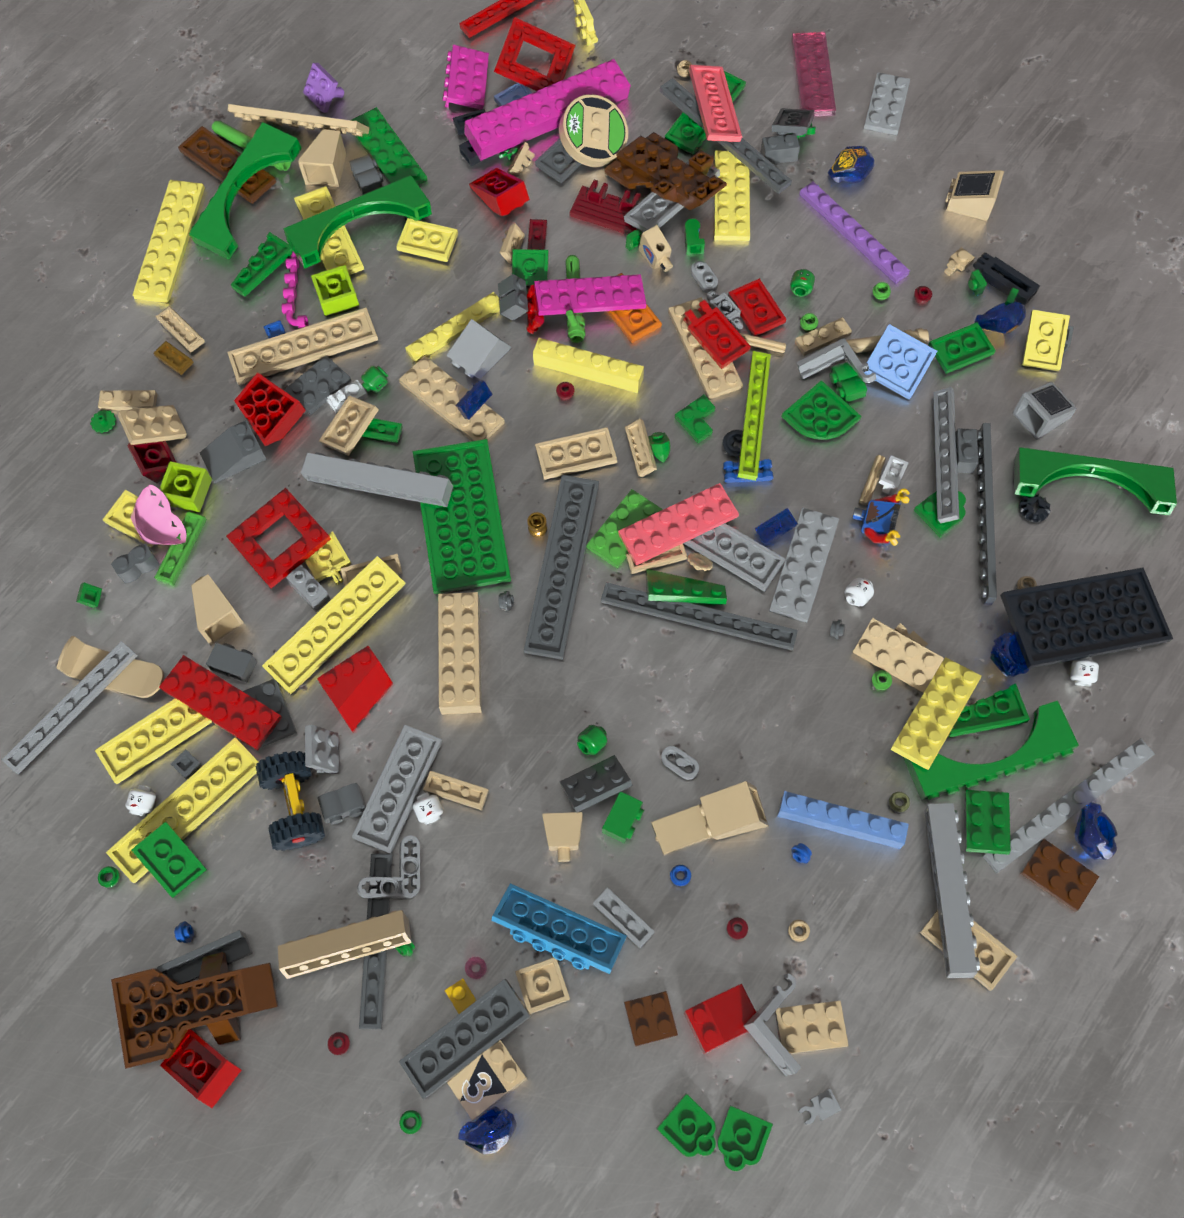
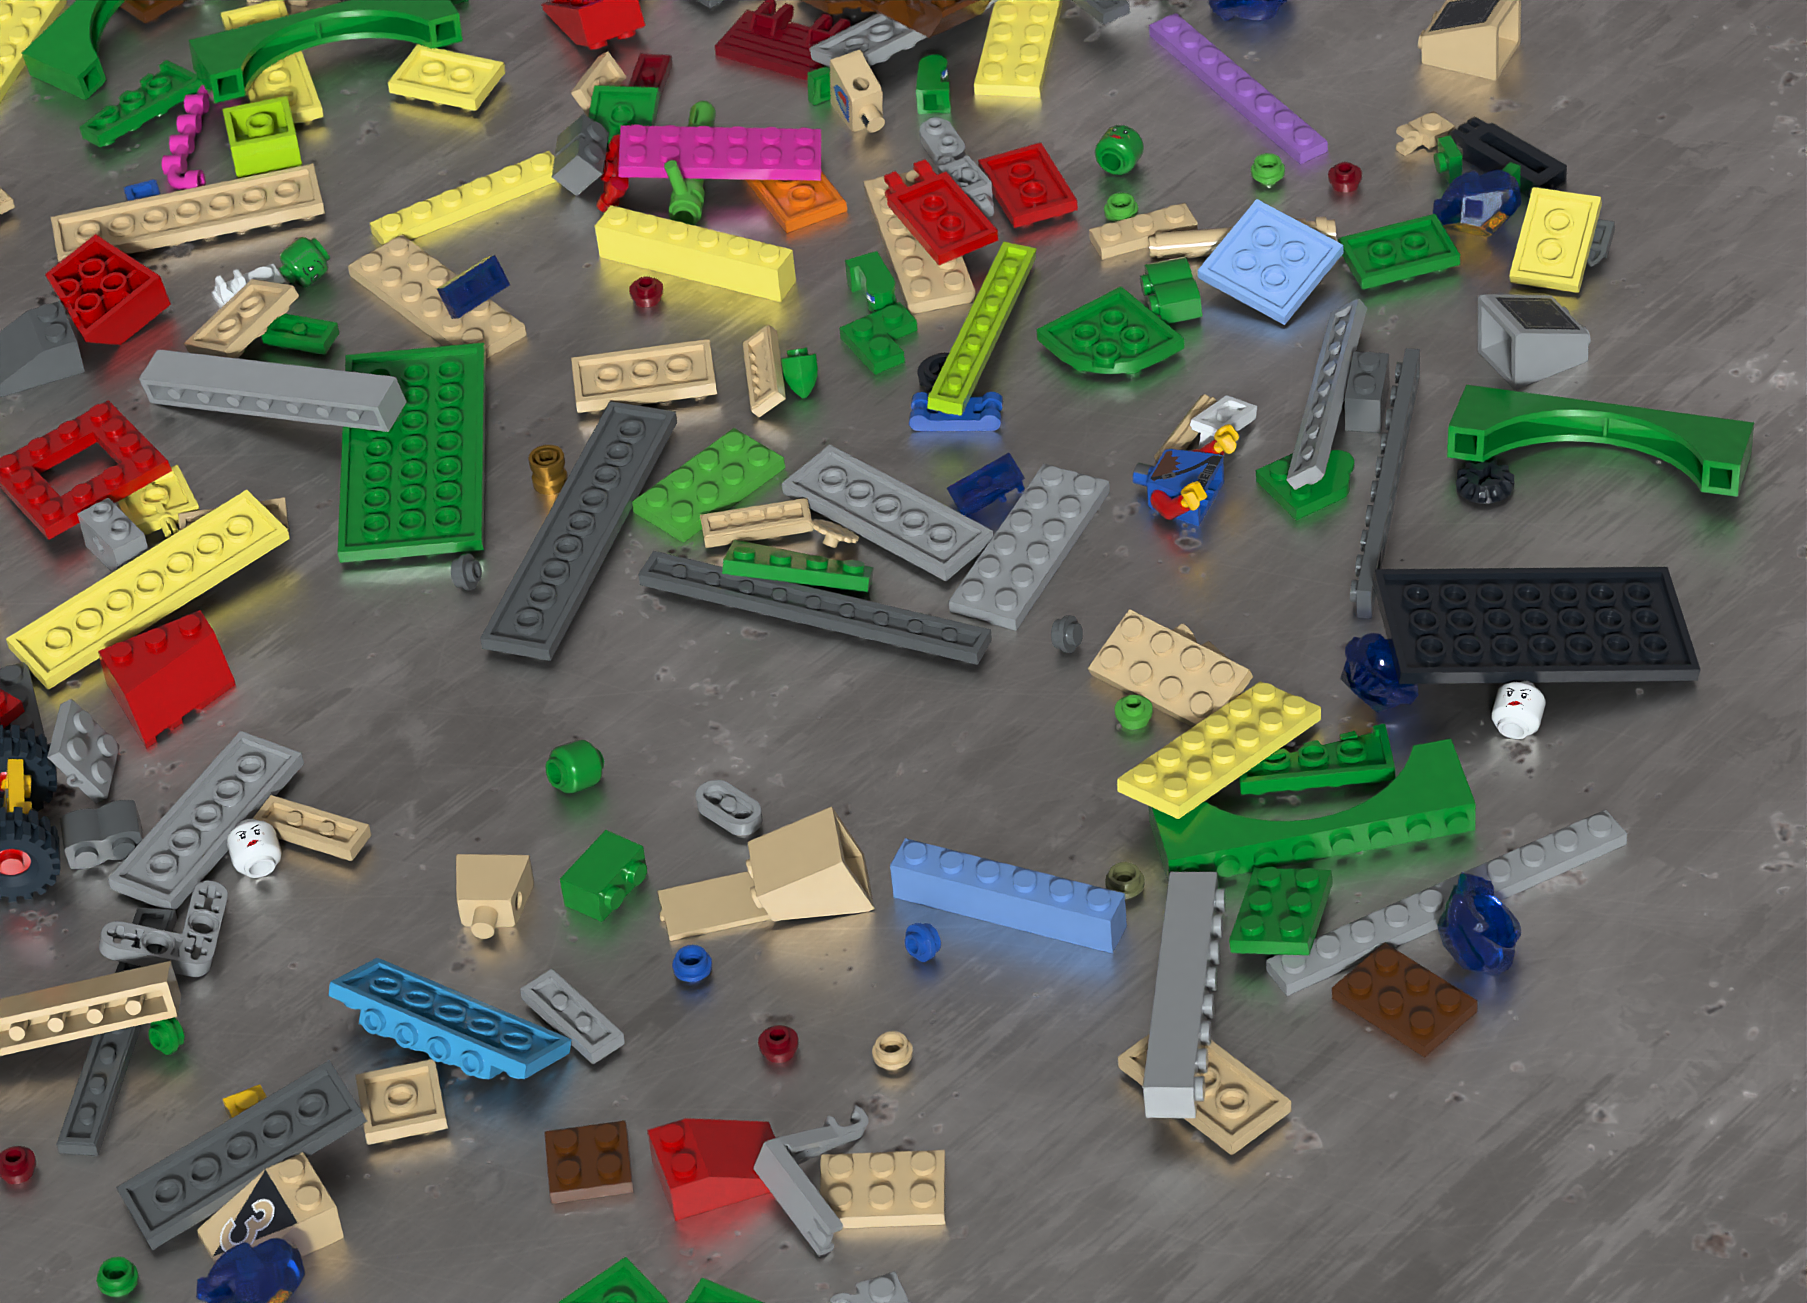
camera: 10 degrees right, 25 degrees down
(317, 384) = (192, 272): dark grey plate -> none
(459, 653) = (363, 638): tan brick -> none
(470, 963) = (285, 1070): clear pink plate -> none
(477, 350) = (499, 221): light grey slope -> none
(596, 783) = (565, 822): dark grey plate -> none
(678, 524) = (804, 472): coral plate -> none
(688, 380) = (873, 278): none -> green leg
(764, 343) = (1031, 236): tan axle -> none
(831, 355) = (1141, 248): light grey hinge -> none
(859, 591) = (1119, 582): white head -> none

